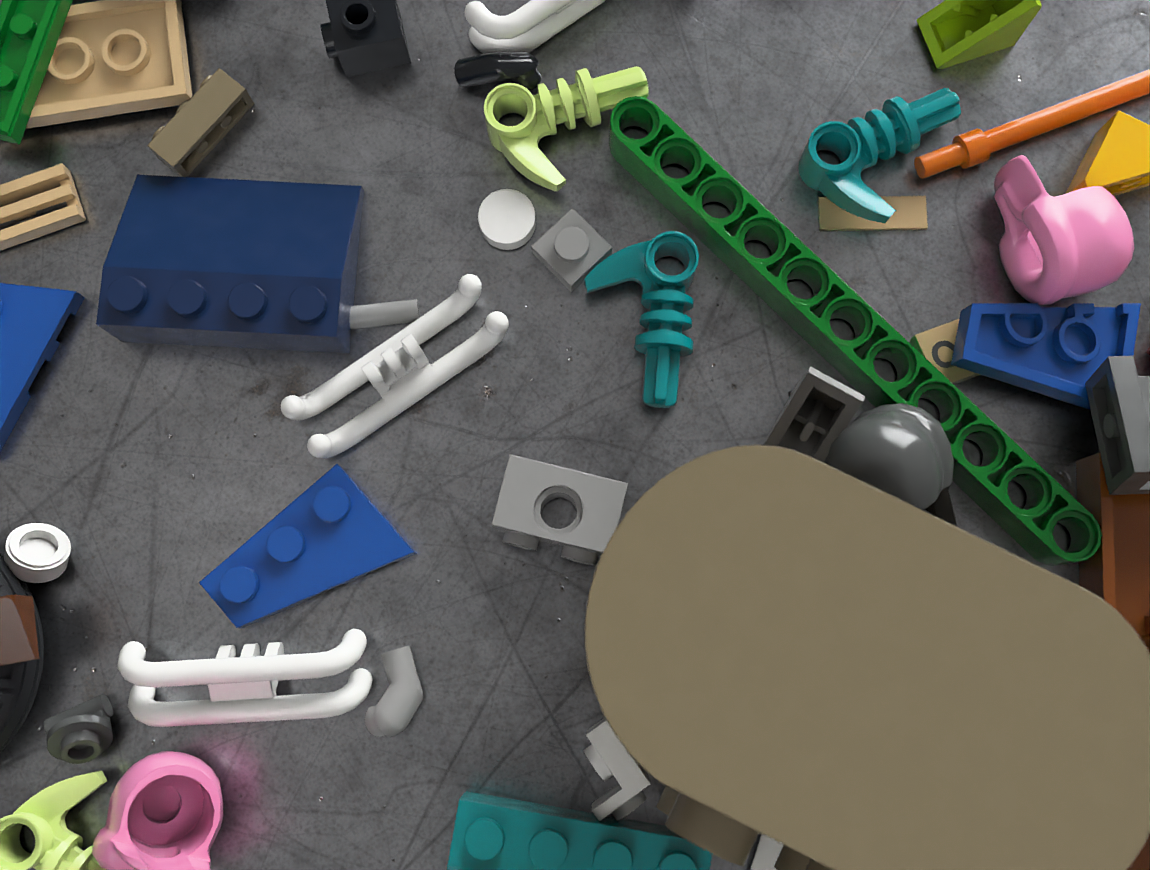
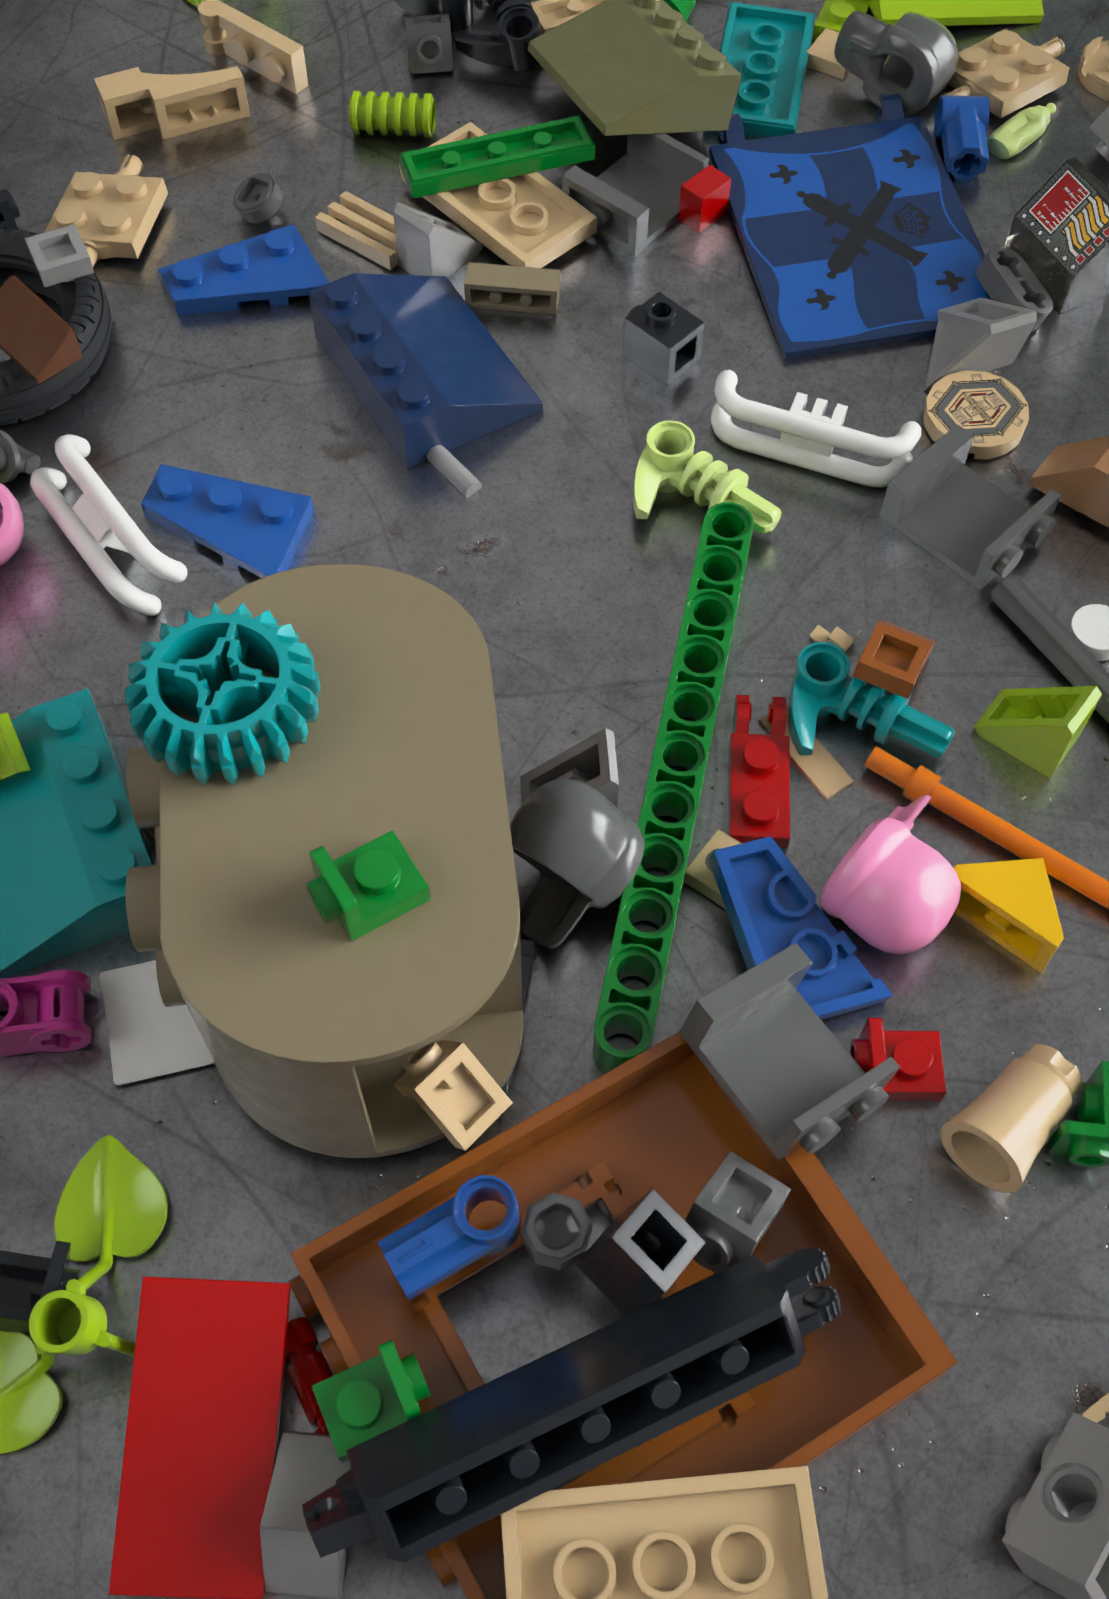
camera: 55 degrees right, 20 degrees down
(37, 552) = (120, 362): white tile -> none
(93, 162) = (431, 244): none -> light grey slope
(398, 371) = (411, 498): white piece -> none
(401, 697) = (131, 630): light grey arm -> none
(498, 66) = (704, 426): black arm -> none
(507, 219) = (589, 502): white tile -> none
(571, 249) = (598, 557): light grey plate -> none
(666, 302) = (604, 634): teal piece -> none
(706, 761) = (238, 708): none -> teal gear
(784, 112) = (838, 636): none -> tan piece
(865, 78) = (894, 658): none -> dark orange slope
(879, 267) = (759, 776): none -> red hinge
(1009, 716) = (366, 885): none -> green bracket

